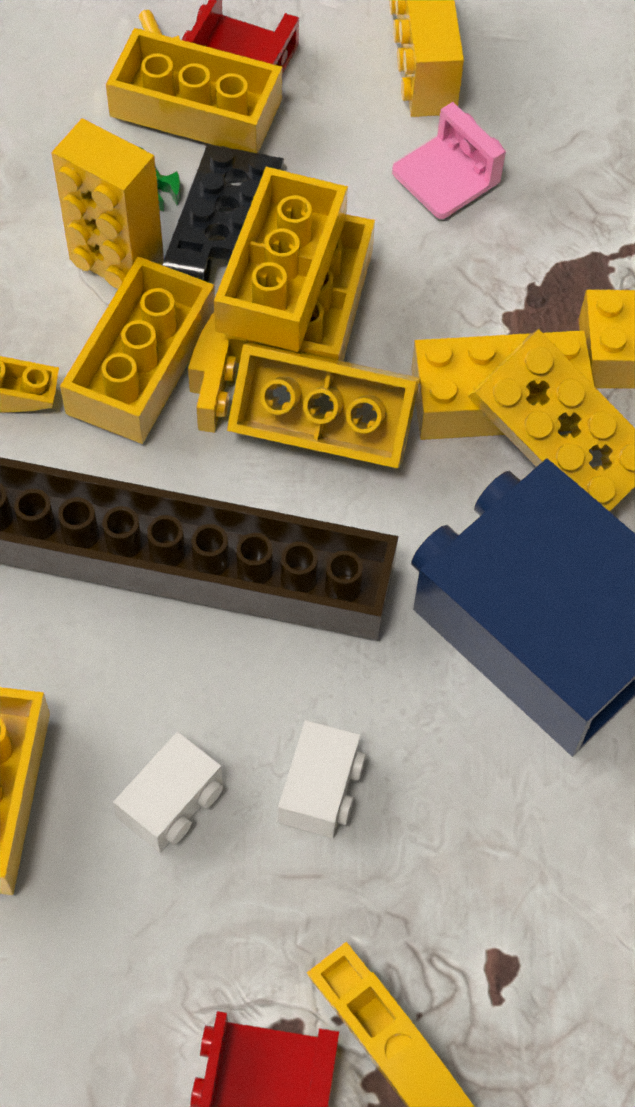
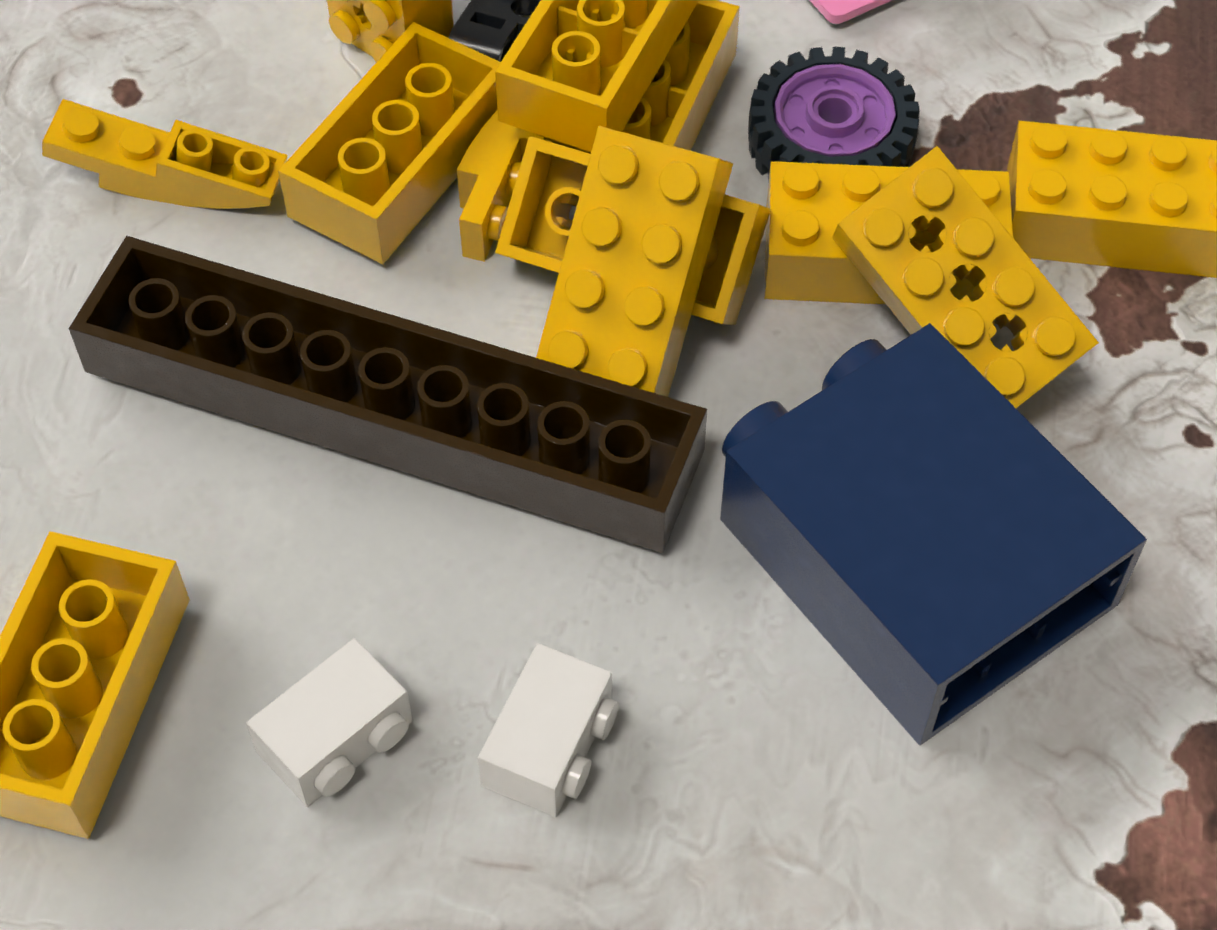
camera: 10 degrees right, 5 degrees down
(331, 432) = (634, 260): none -> yellow brick
(432, 280) = (832, 112): none -> wheel

